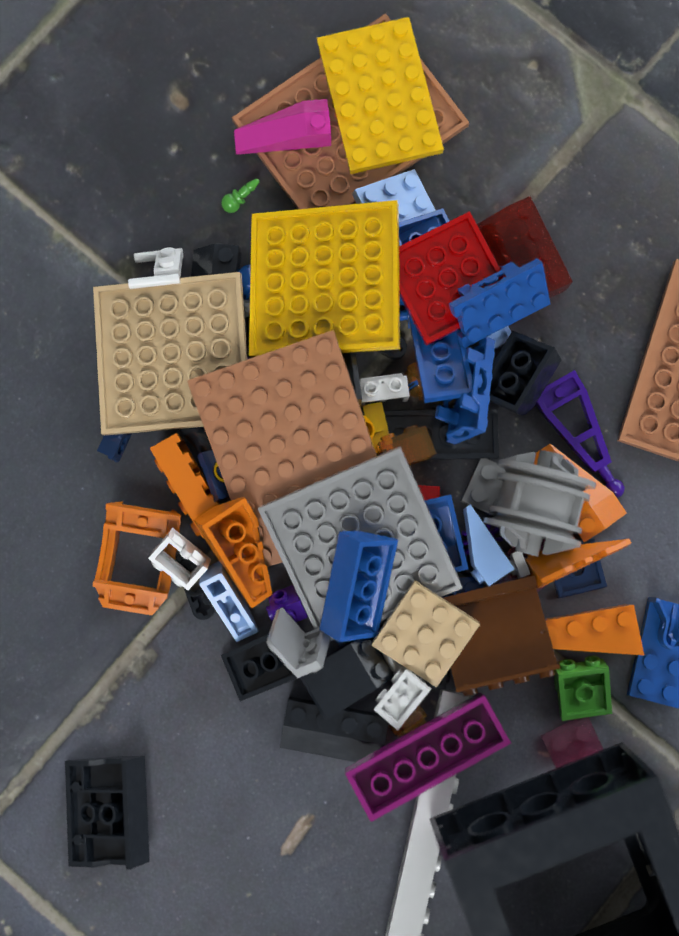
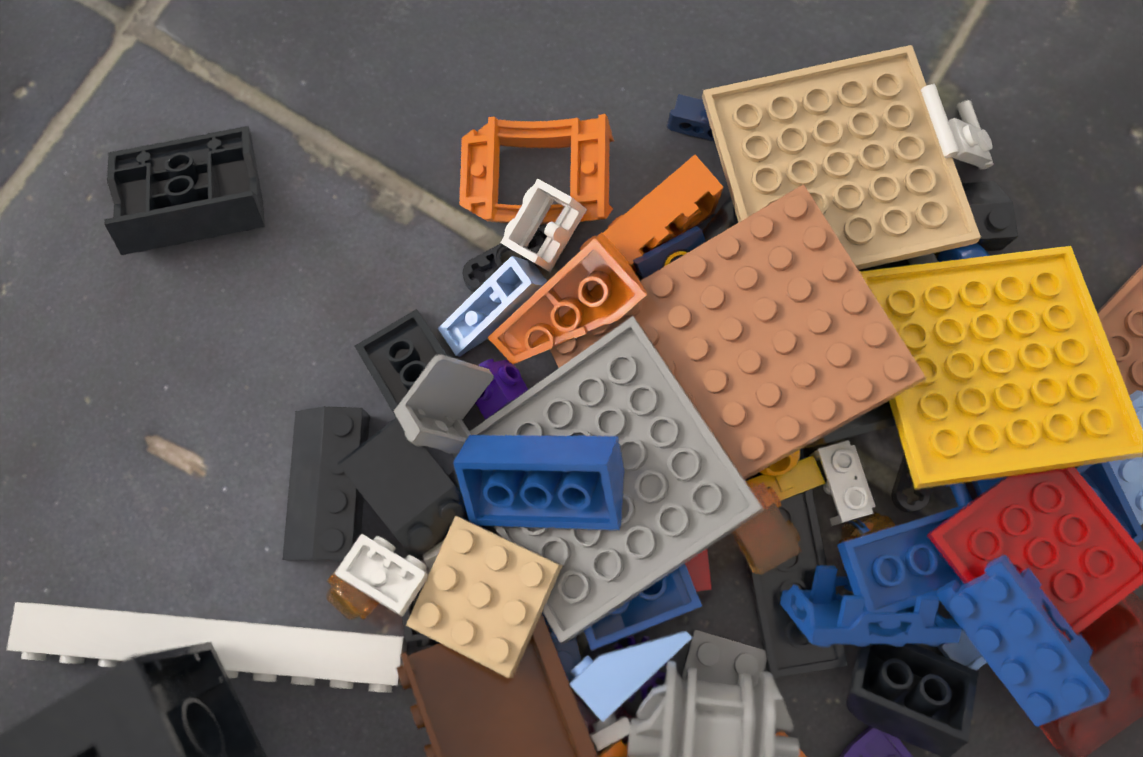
camera: 80 degrees right, 5 degrees down
(232, 202) = (1078, 223): bright green bar -> none
(426, 756) = (300, 624): magenta brick -> none

